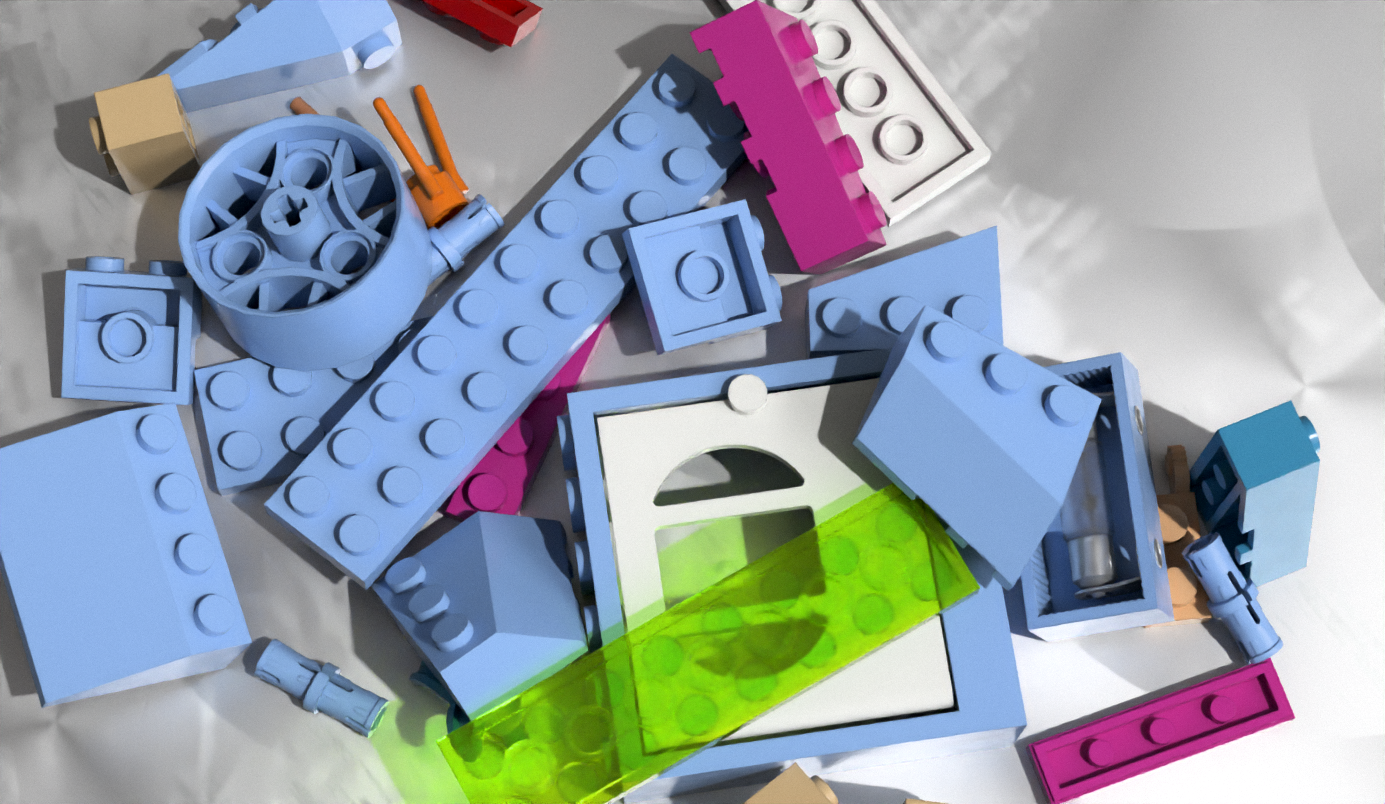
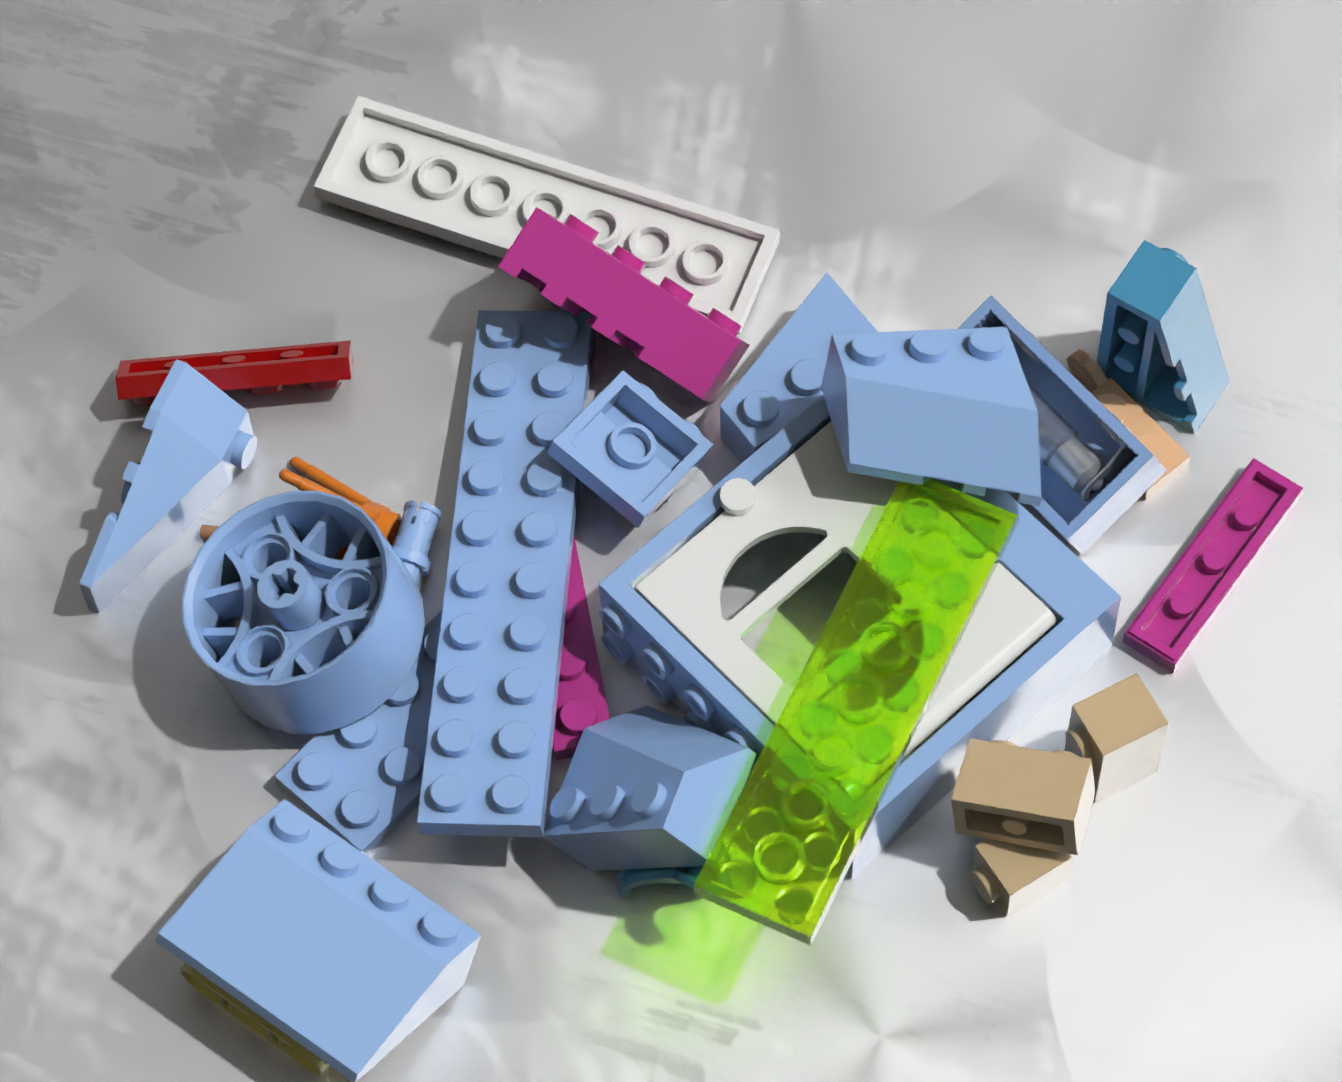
camera: 30 degrees left, 10 degrees down
(130, 332) = (203, 776): light blue plate -> none
(145, 134) = (110, 617): tan brick -> none
(321, 688) = (554, 944): light blue pin -> none
(1232, 598) = (1196, 430): light blue pin -> none

